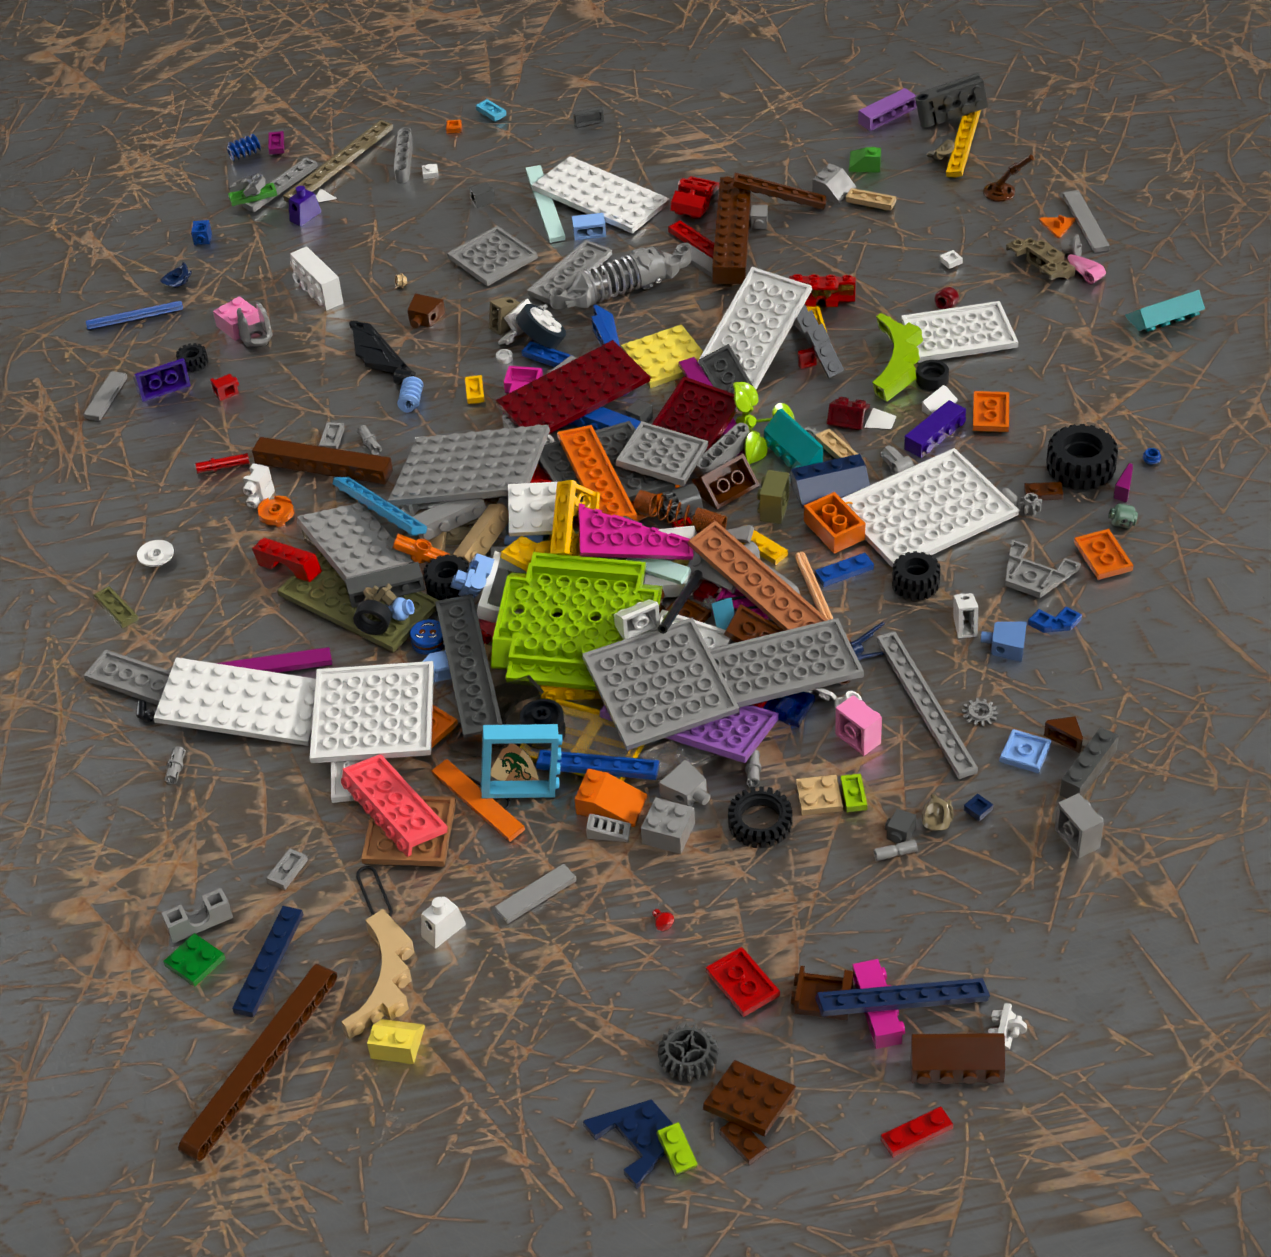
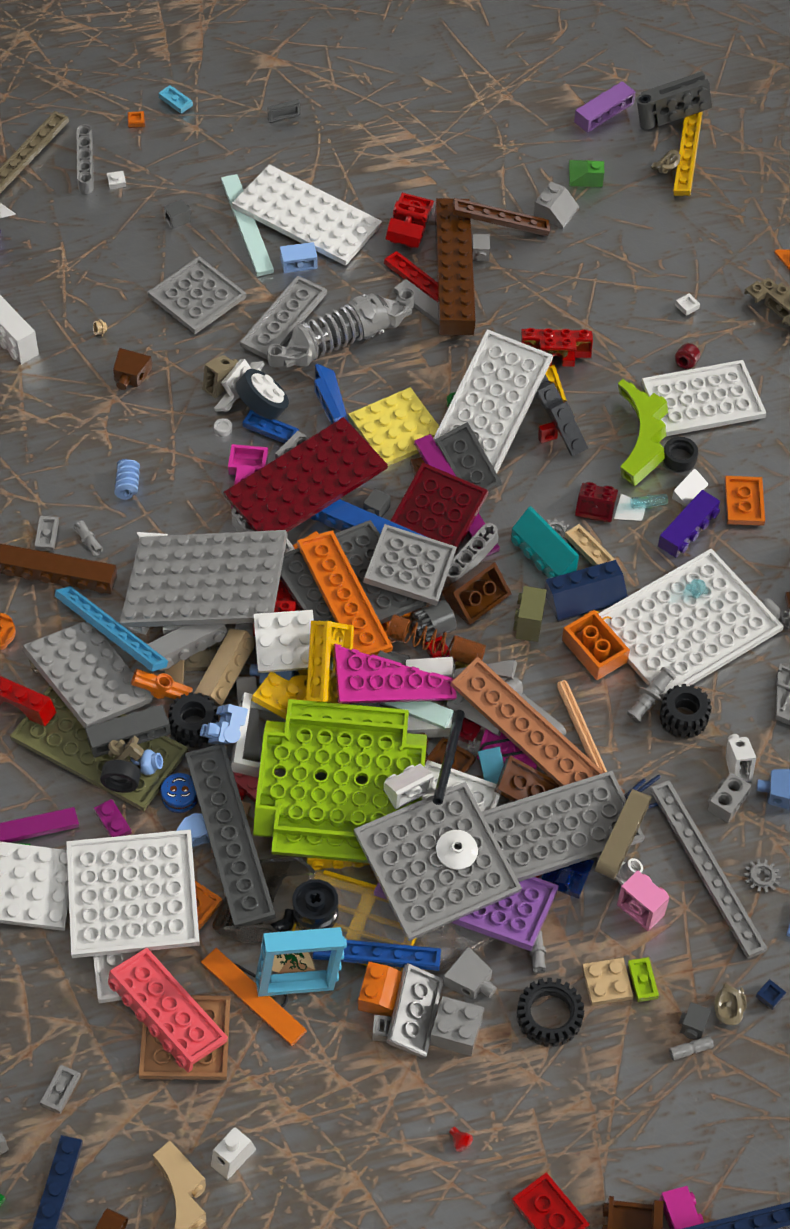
camera: 10 degrees left, 10 degrees up
(362, 655) = (112, 819): none -> magenta plate
(377, 352) = (84, 423): black wing -> none
(380, 885) = (162, 1107): black piece -> none
(474, 389) = (196, 471): yellow plate -> none
(535, 893) = (325, 1111): light grey tile -> none
(628, 811) = (415, 1011): none -> light grey tile
(678, 679) = (455, 858): none -> white dish
(746, 397) = (493, 495): lime plant -> none
(769, 549) = (528, 675): yellow plate -> none
(841, 666) = (623, 834): none -> dark tan beam
(844, 569) = (609, 700): blue plate -> none
(871, 199) = (596, 224): tan plate -> none
(882, 561) = (650, 694): none -> light grey piece
(895, 460) = (654, 567): light grey piece -> none
(898, 411) = (649, 501): none -> clear light blue axle
(937, 477) = (699, 584): none -> clear light blue plate
(952, 646) = (731, 798): none -> light grey brick
(1000, 187) = (731, 209): reddish brown dish -> none

